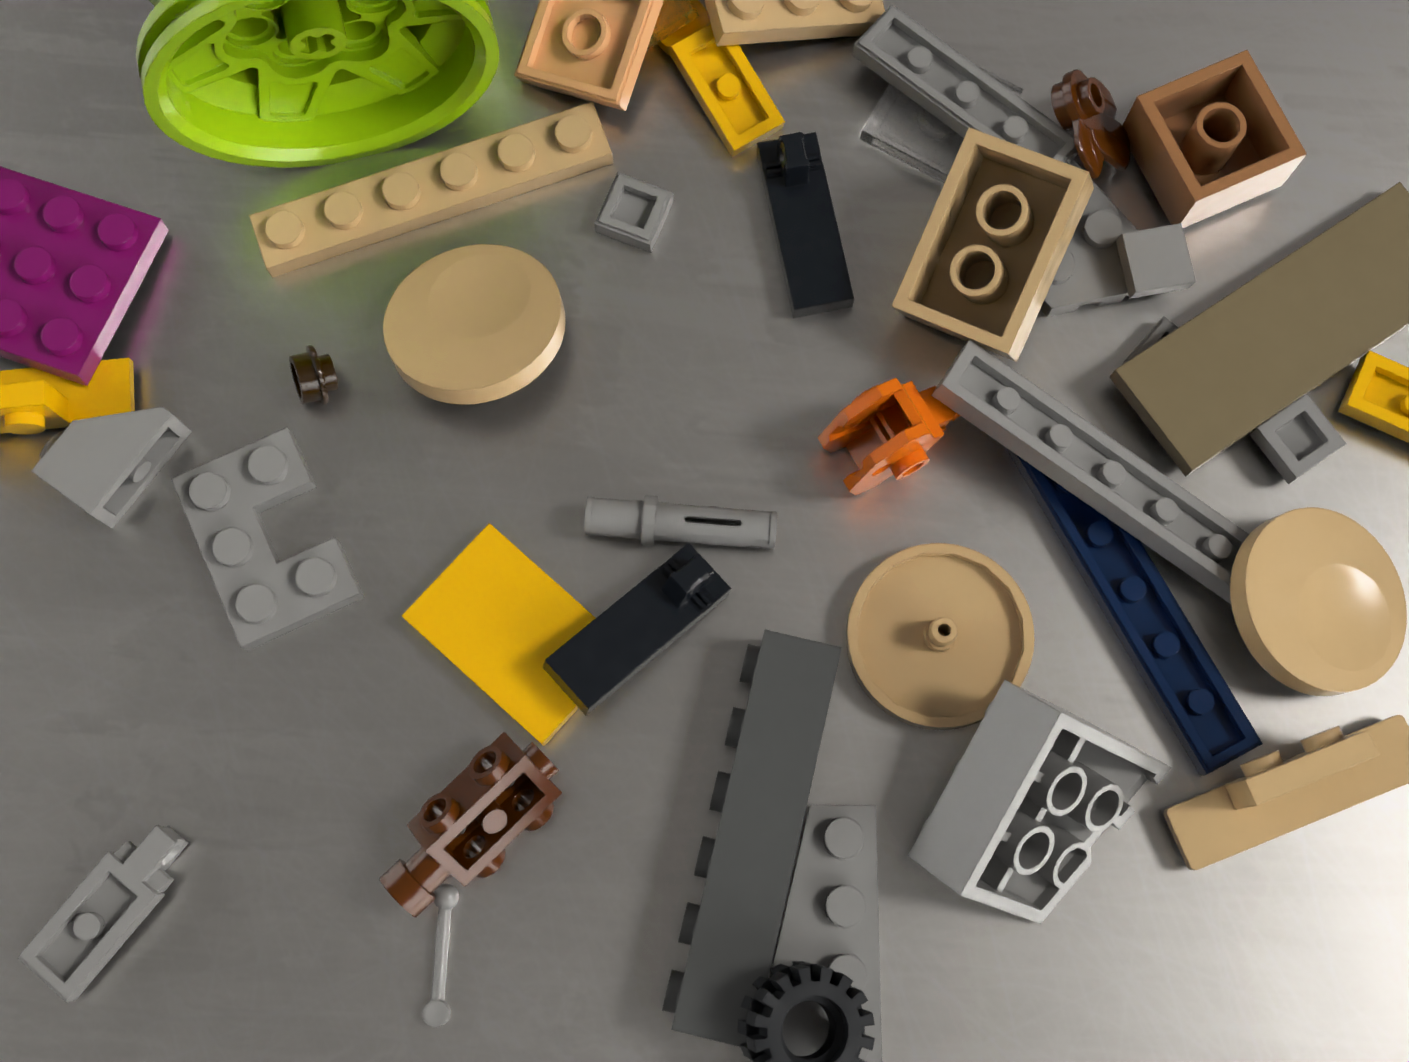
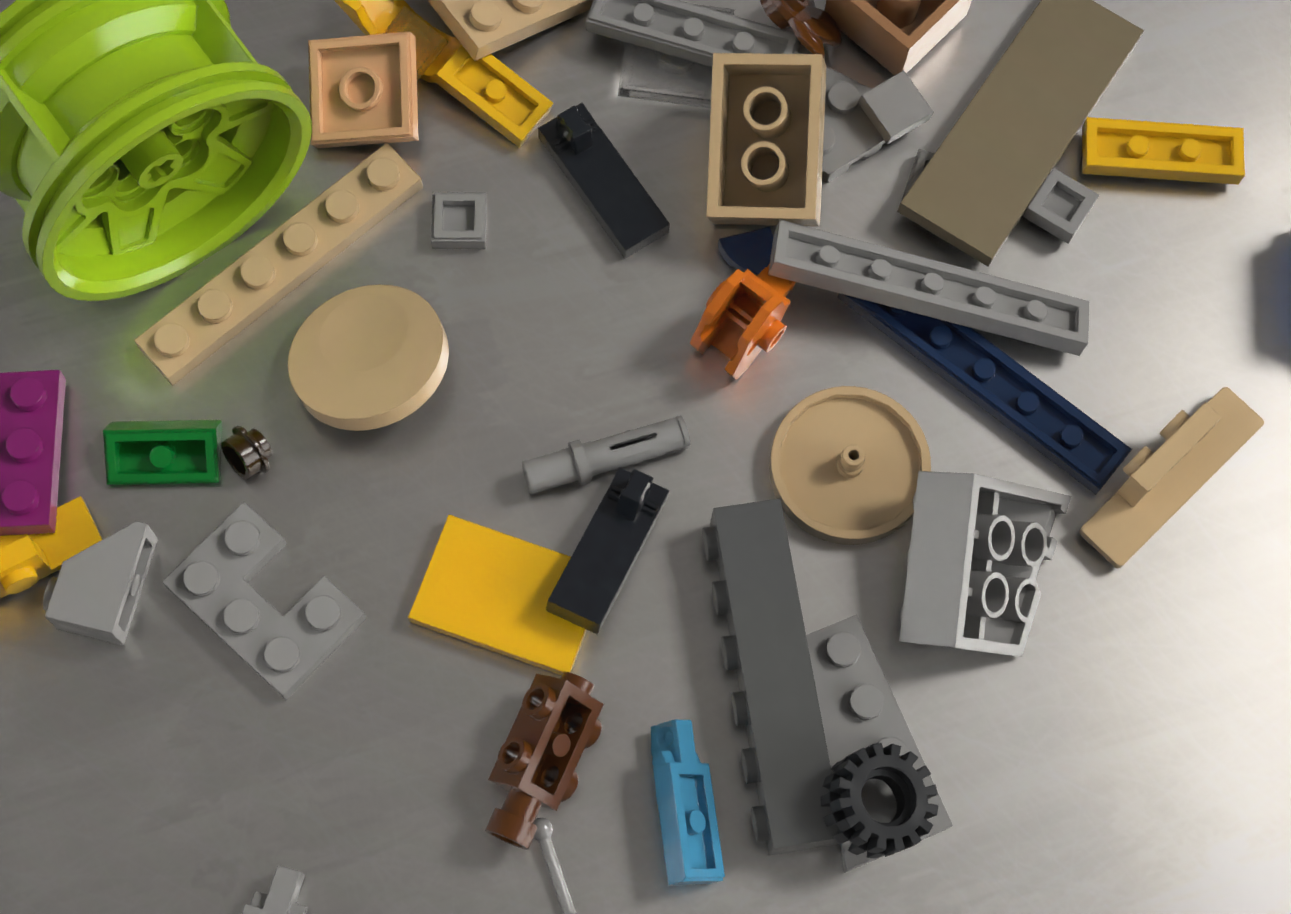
camera: 30 degrees left, 5 degrees down
(231, 342) = (163, 452): none -> green slope
(602, 940) = (685, 806): none -> dark azure hinge
(926, 358) = (748, 250): none -> dark blue tile
(1318, 602) = (1128, 323): tan piece -> none

